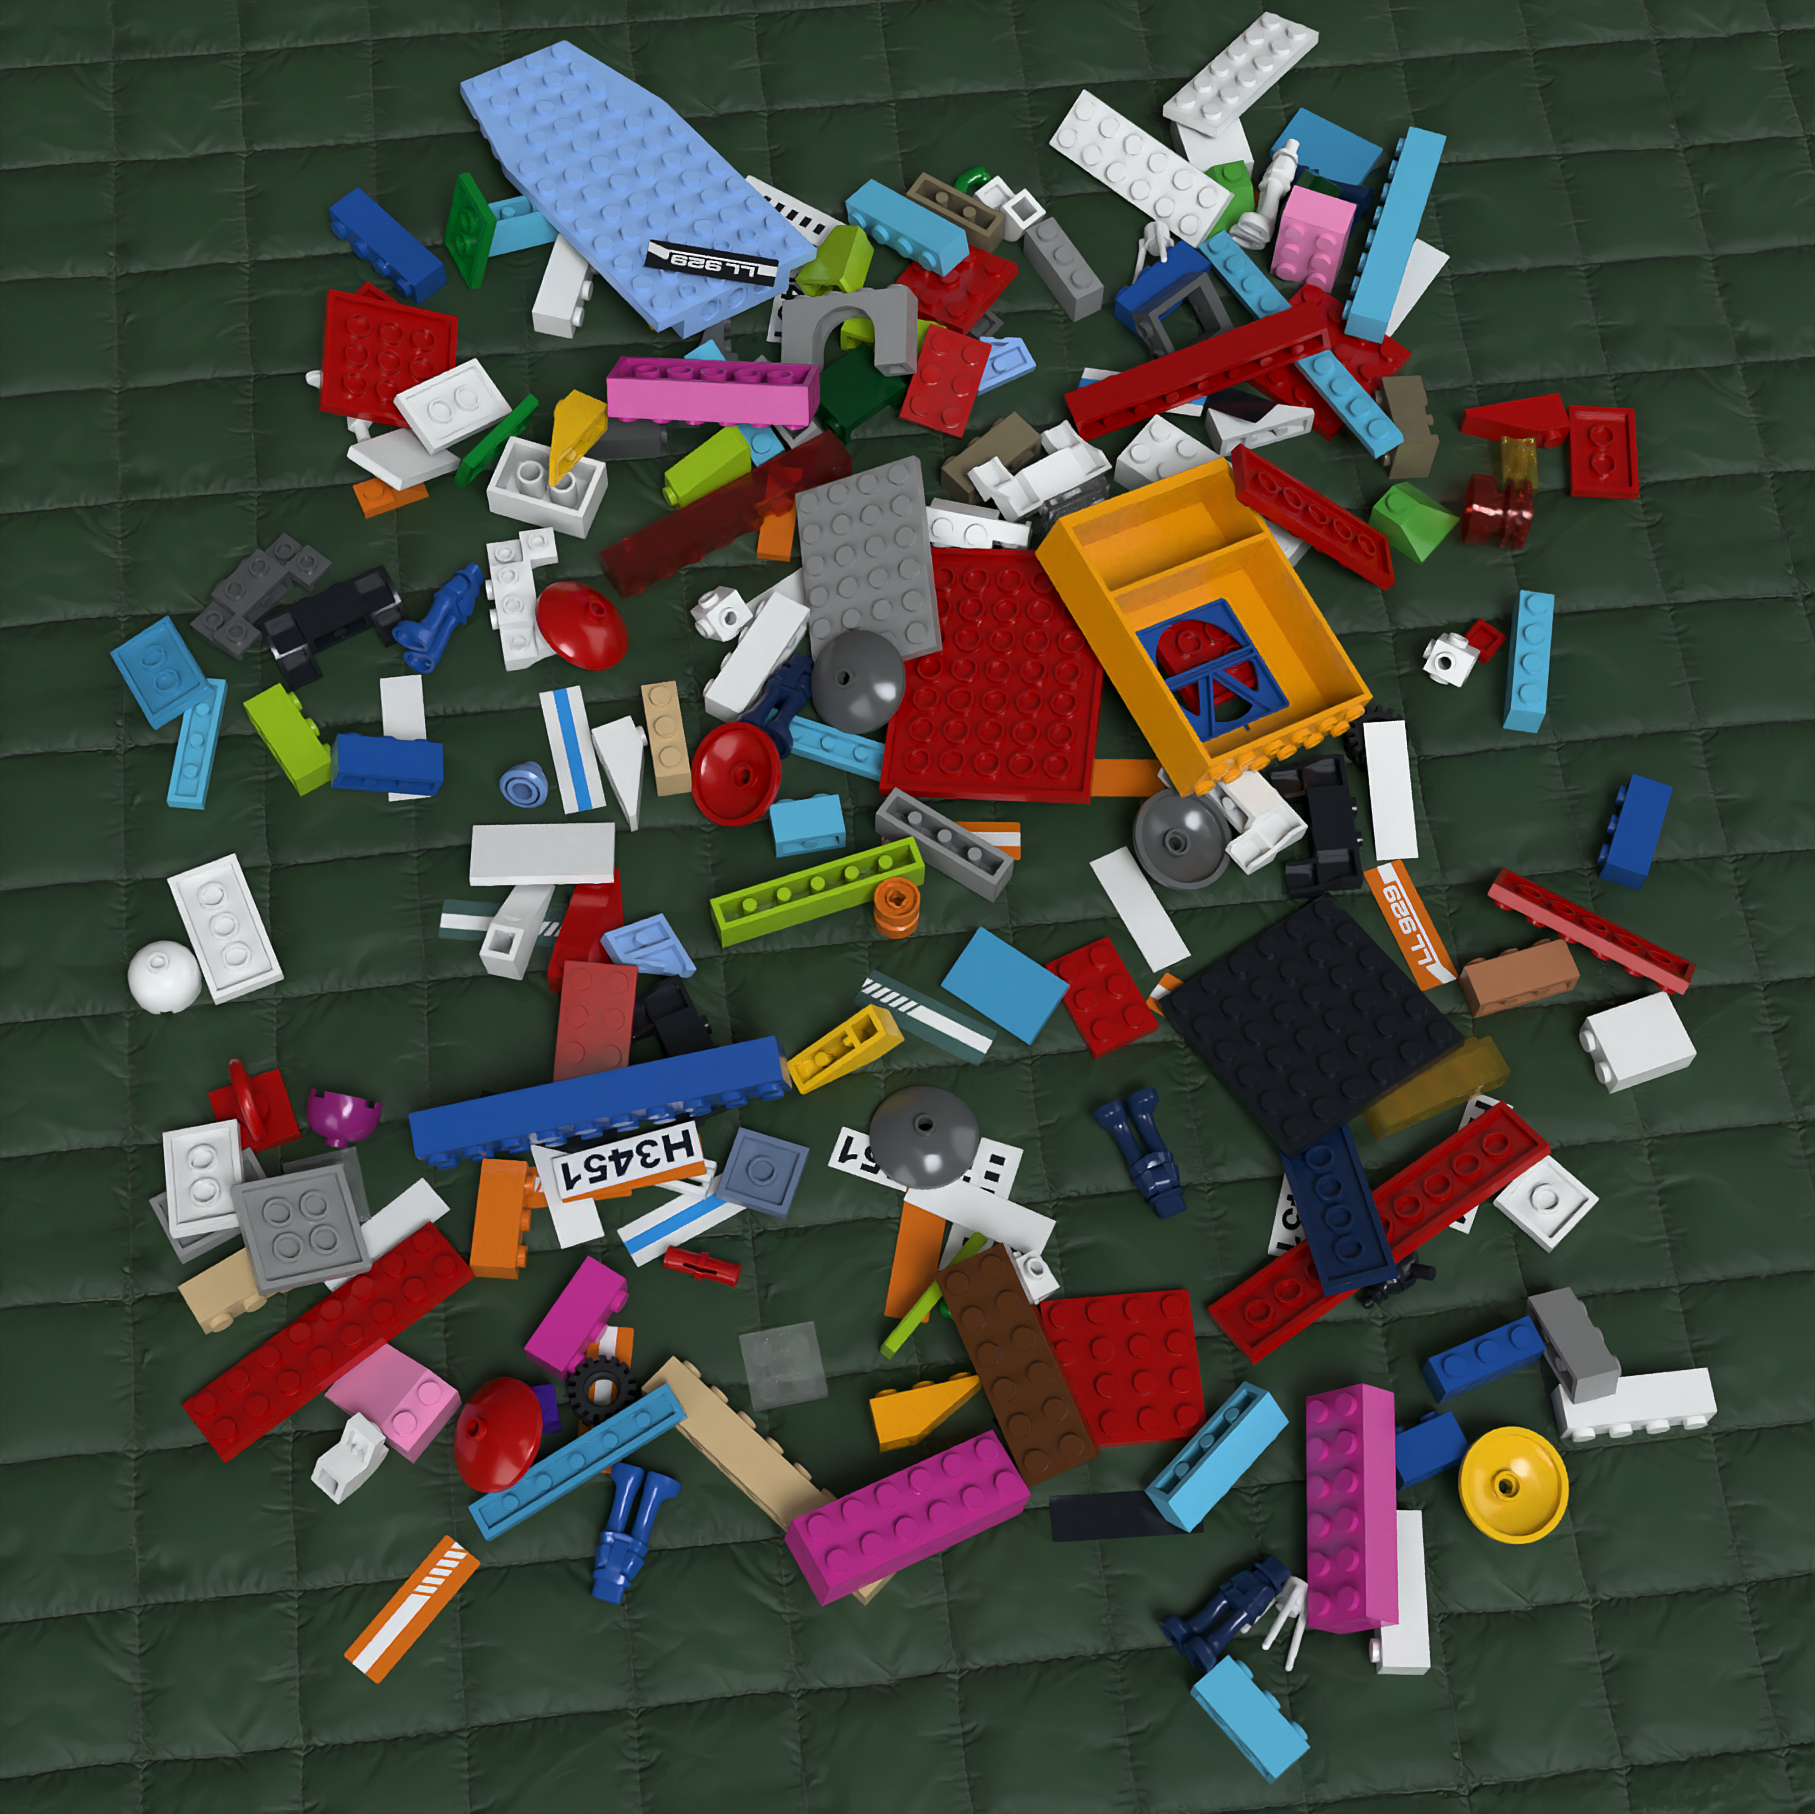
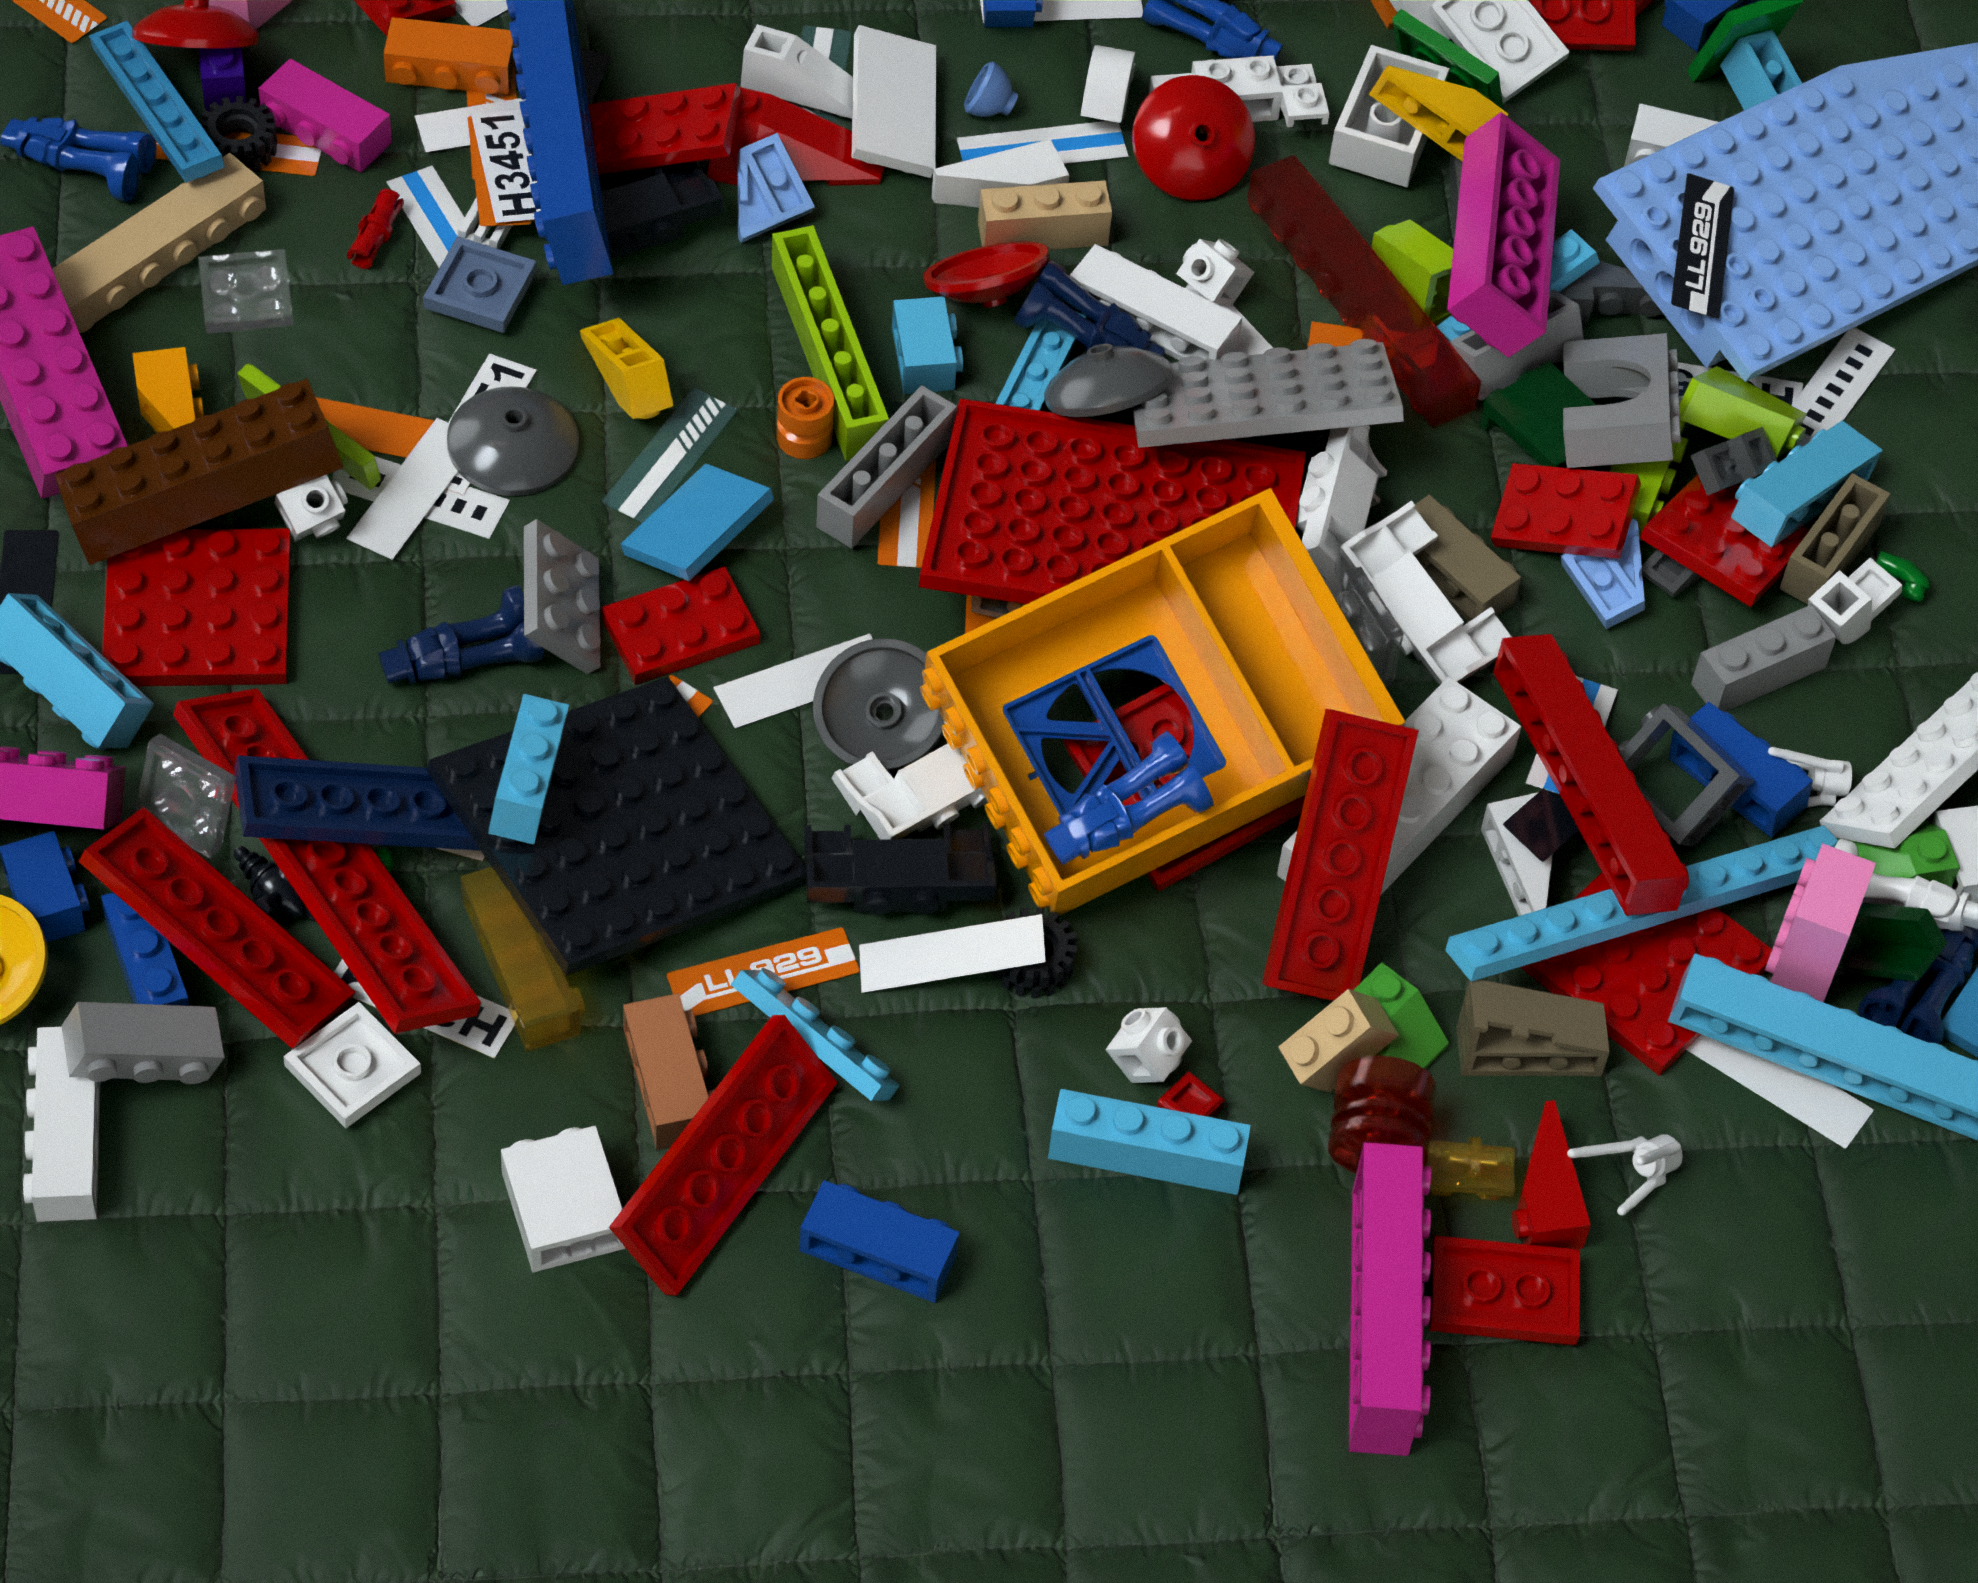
camera: 90 degrees right, 10 degrees down
(518, 687) = (1108, 83): none -> white brick
(893, 267) = (1733, 461): none -> dark grey slope
(1102, 1076) = (561, 597): none -> light grey plate
(1306, 1070) = (528, 769): none -> medium azure brick
(1324, 658) = (1101, 819): none -> blue piece
(1335, 1342) = (186, 794): none -> clear plate
(1441, 536) = (1340, 1033): none -> tan brick
(1462, 1301) = (217, 927): none -> red plate
(1473, 879) = (829, 1044): none -> medium azure plate
(1487, 359) = (1650, 1159): none -> white plant
(1637, 513) = (1388, 1300): none -> dark pink brick

